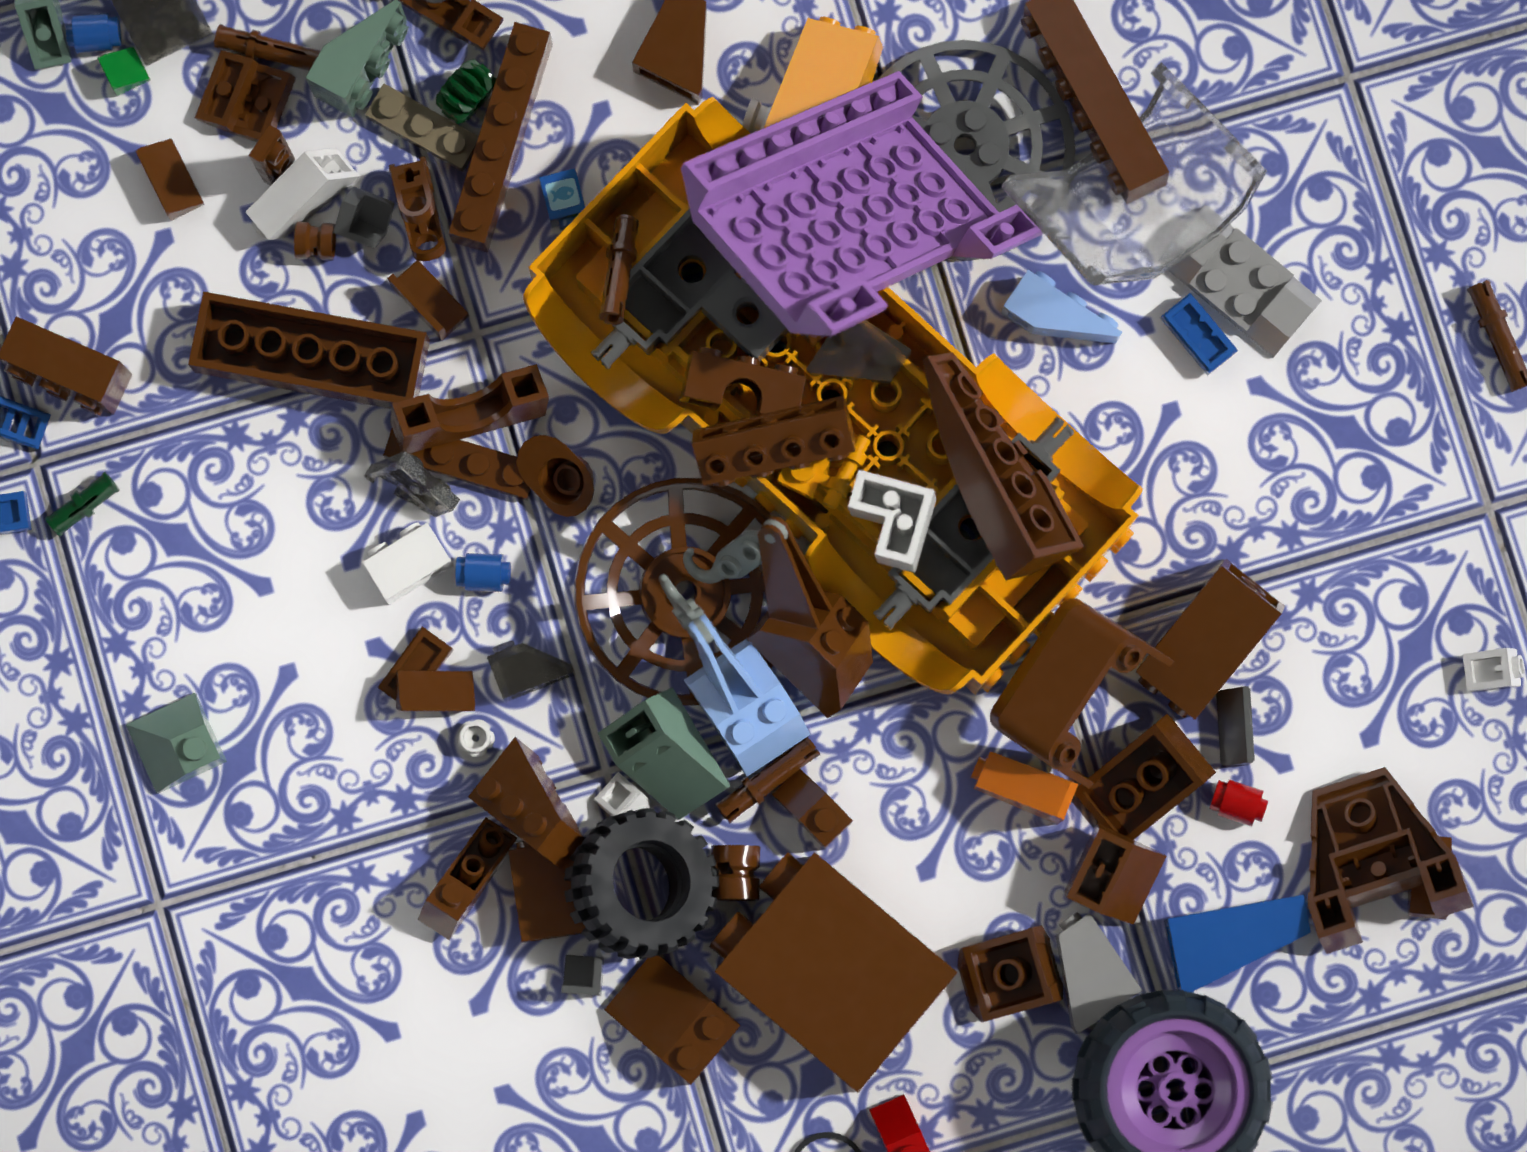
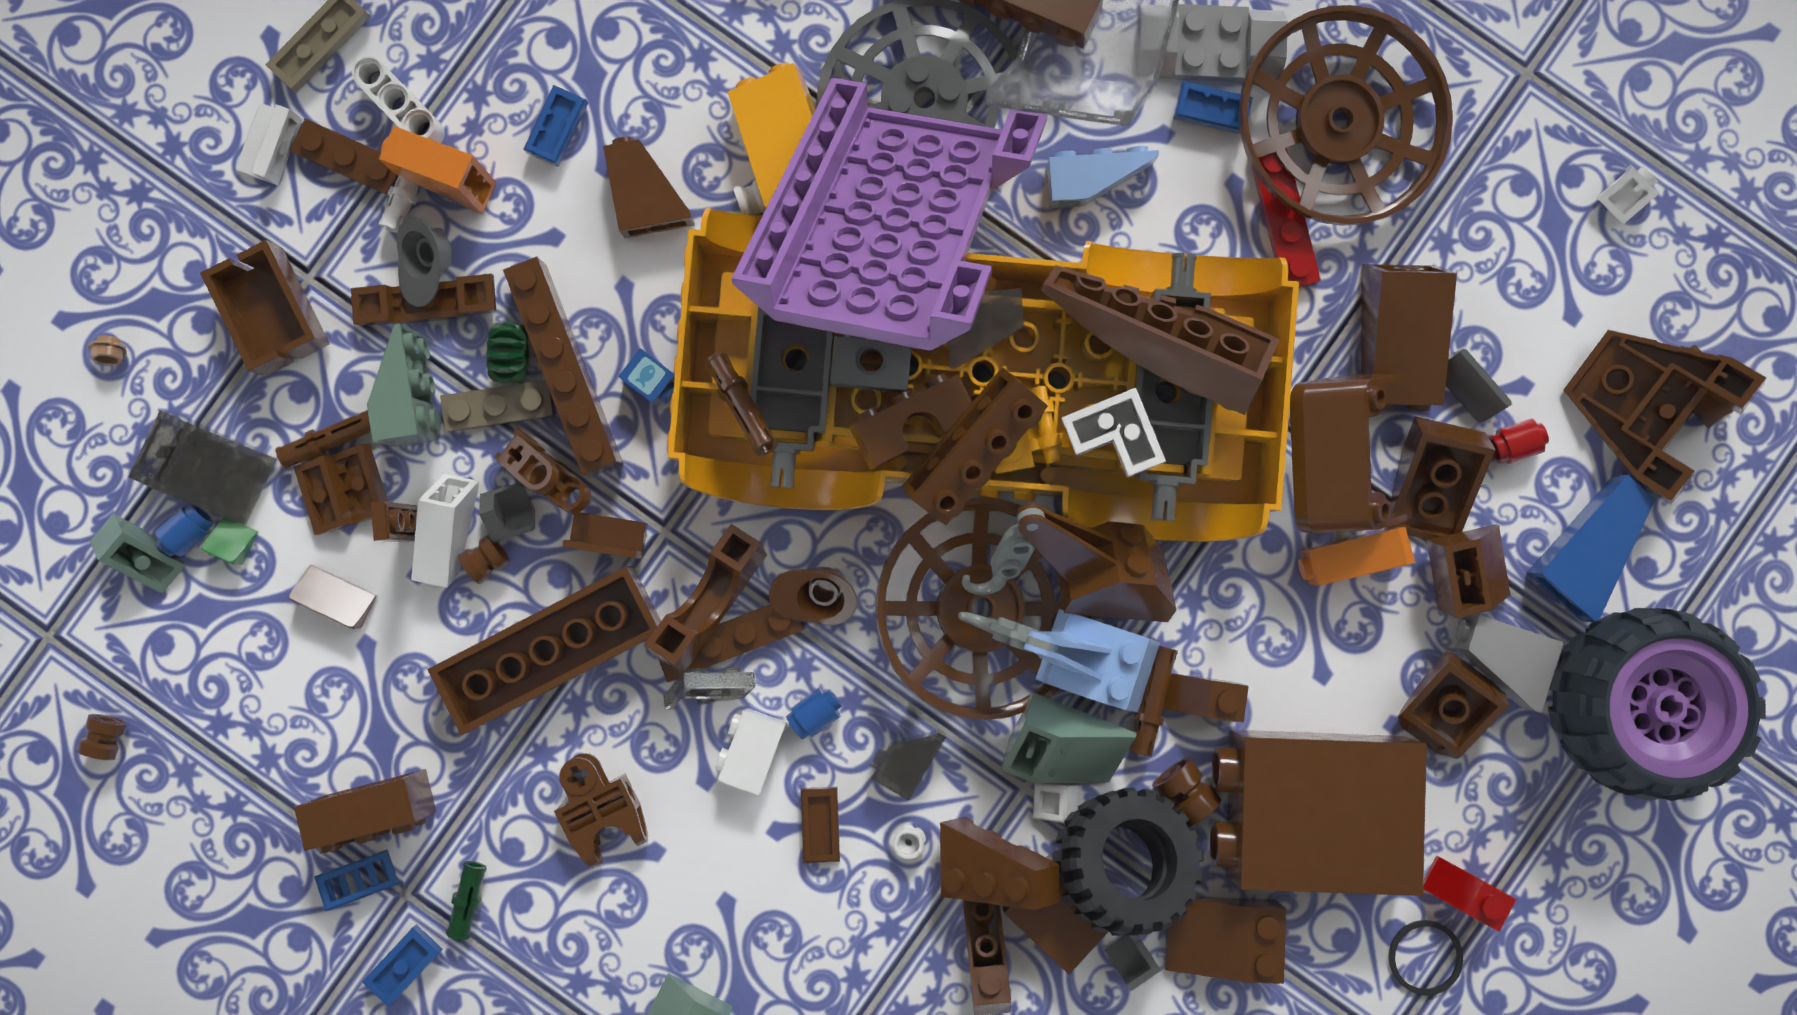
camera: 40 degrees left, 5 degrees up
(224, 522) = (593, 791): none -> reddish brown piece
(435, 691) = (851, 833): reddish brown slope -> none
(1189, 469) = (1285, 227): none -> red plate
(1322, 419) = (1359, 104): none -> reddish brown dish

